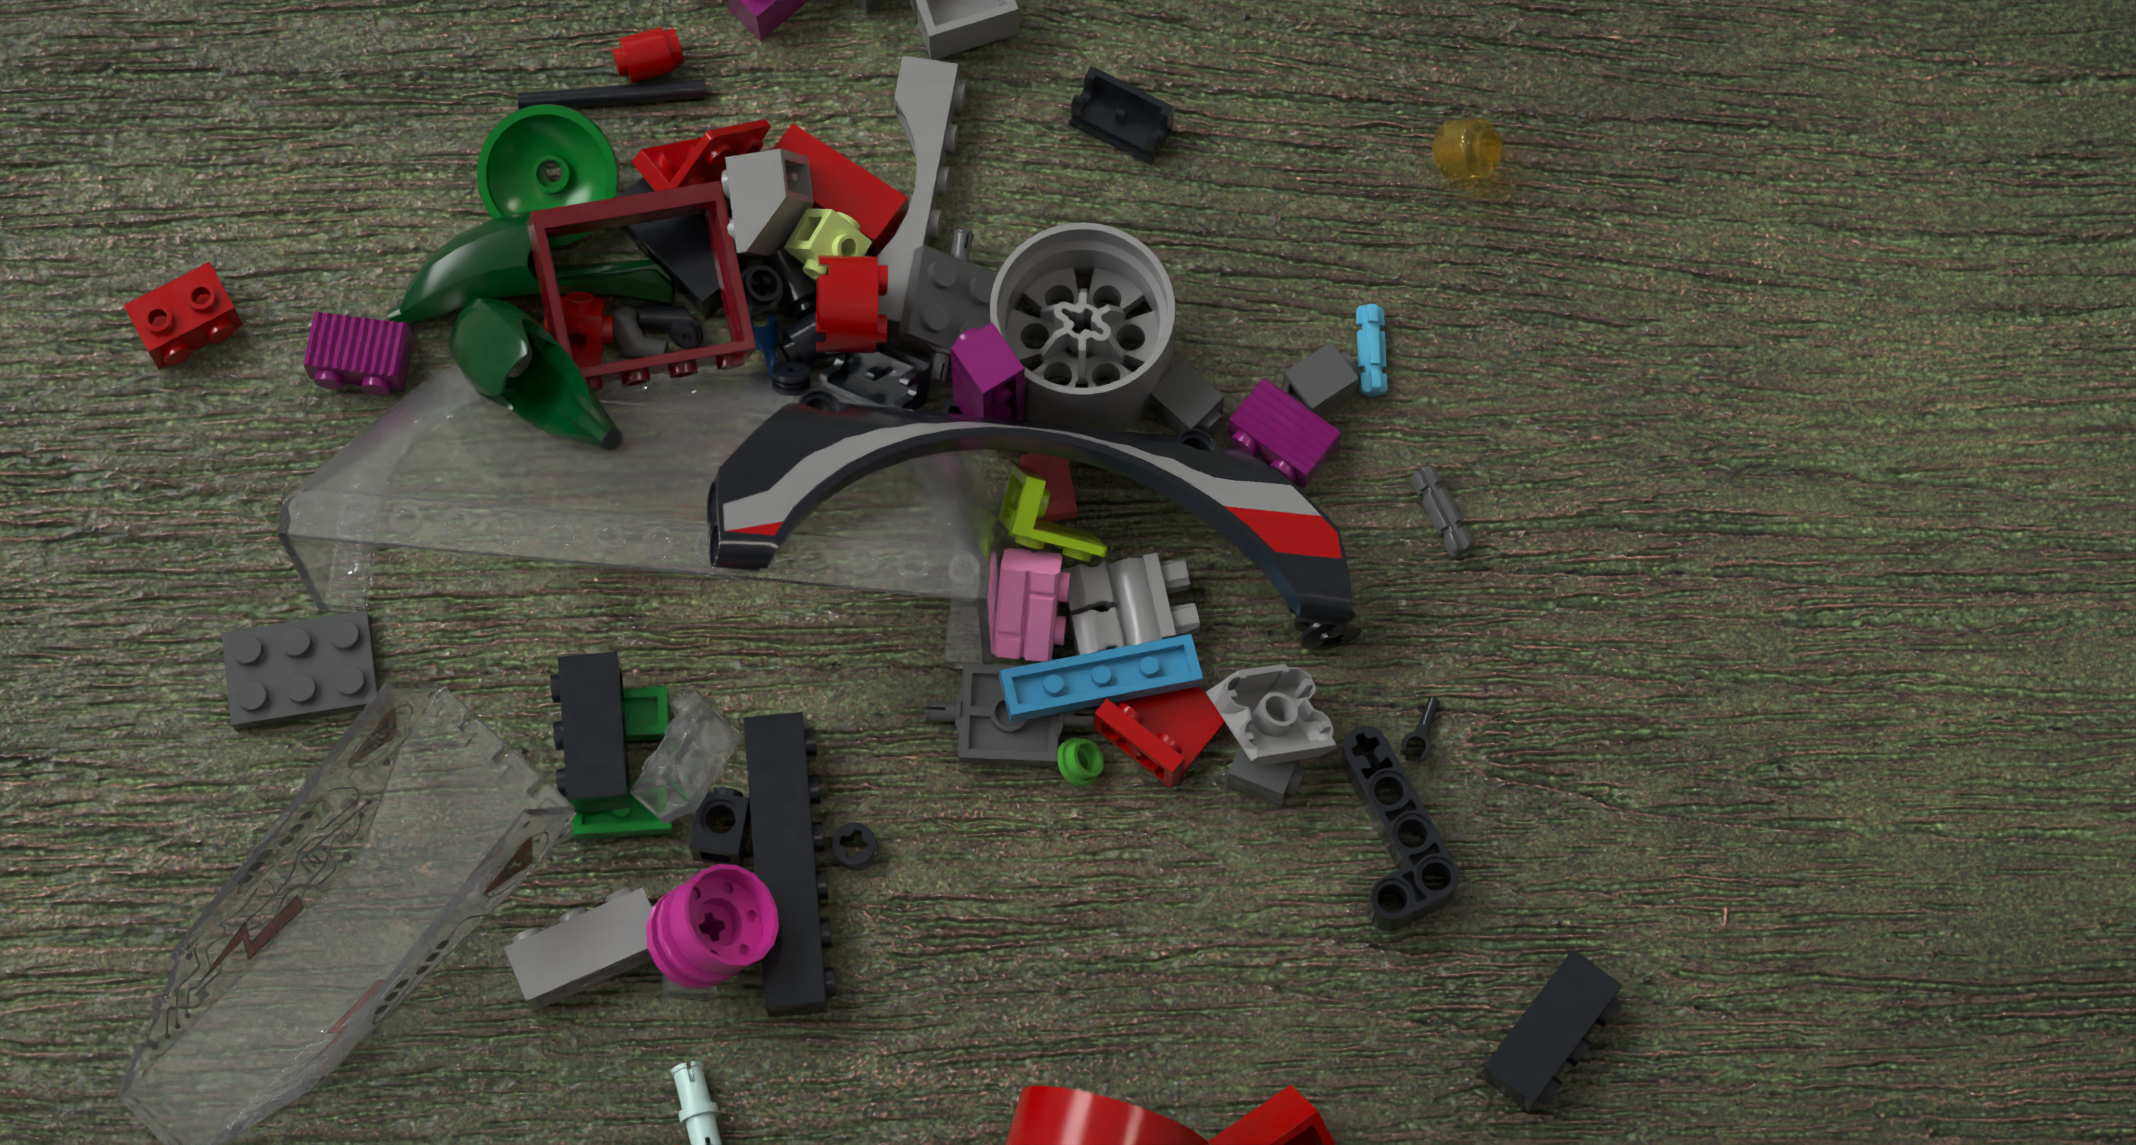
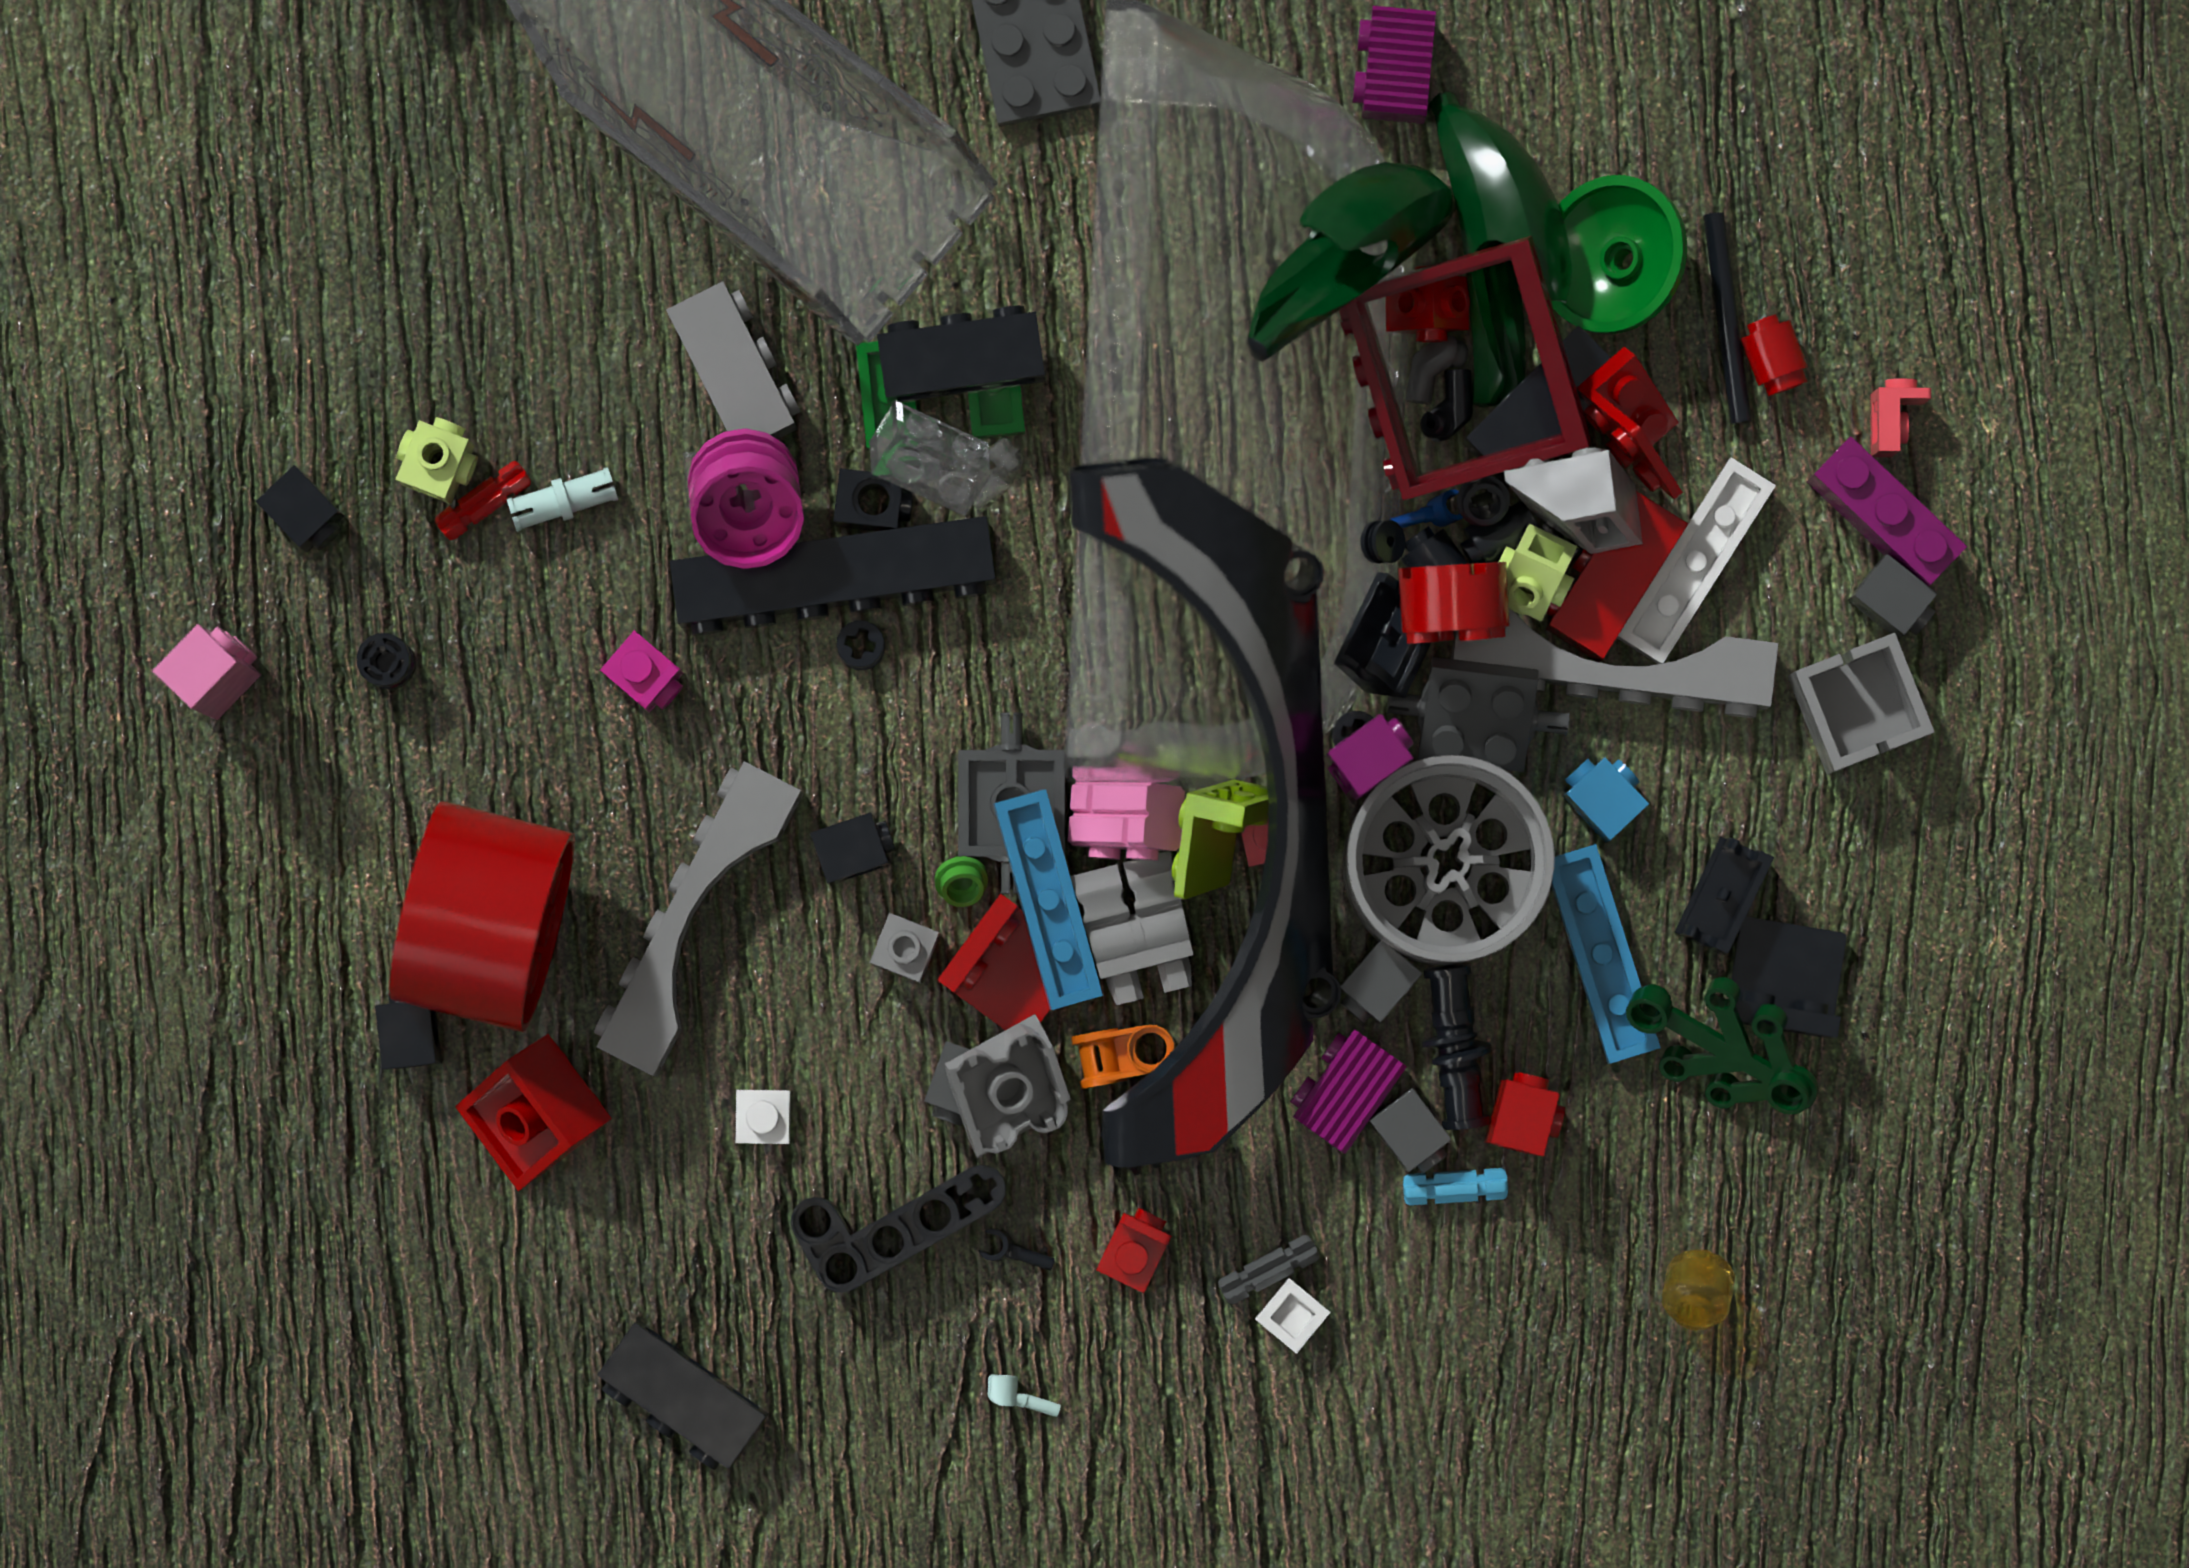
camera: 90 degrees right, 15 degrees up
(788, 101) = (1696, 561): none -> white plate
(869, 1044) = (644, 673): none -> dark pink bracket
(1030, 206) = (1605, 796): none -> dark azure brick
(1044, 857) = (853, 848): none -> black brick
(1139, 811) = (905, 948): none -> light grey brick
(1186, 212) = (1600, 950): none -> dark azure plate
(1192, 1049) = (647, 1017): none -> light grey arch
(1199, 69) = (1790, 969): none -> black bracket
(1246, 631) = (1117, 1054): none -> orange piece
(1247, 338) = (1457, 1048): none -> black piece
(1261, 111) = (1780, 1081): none -> dark green plant
(1291, 952) = (763, 1116): none -> white plate
(1311, 280) = (1524, 1115): none -> red brick
(1421, 624) = (1135, 1249): none -> red bracket
(1484, 490) = (1292, 1315): none -> white plate
(1550, 744) = (1003, 1392): none -> light aqua hand

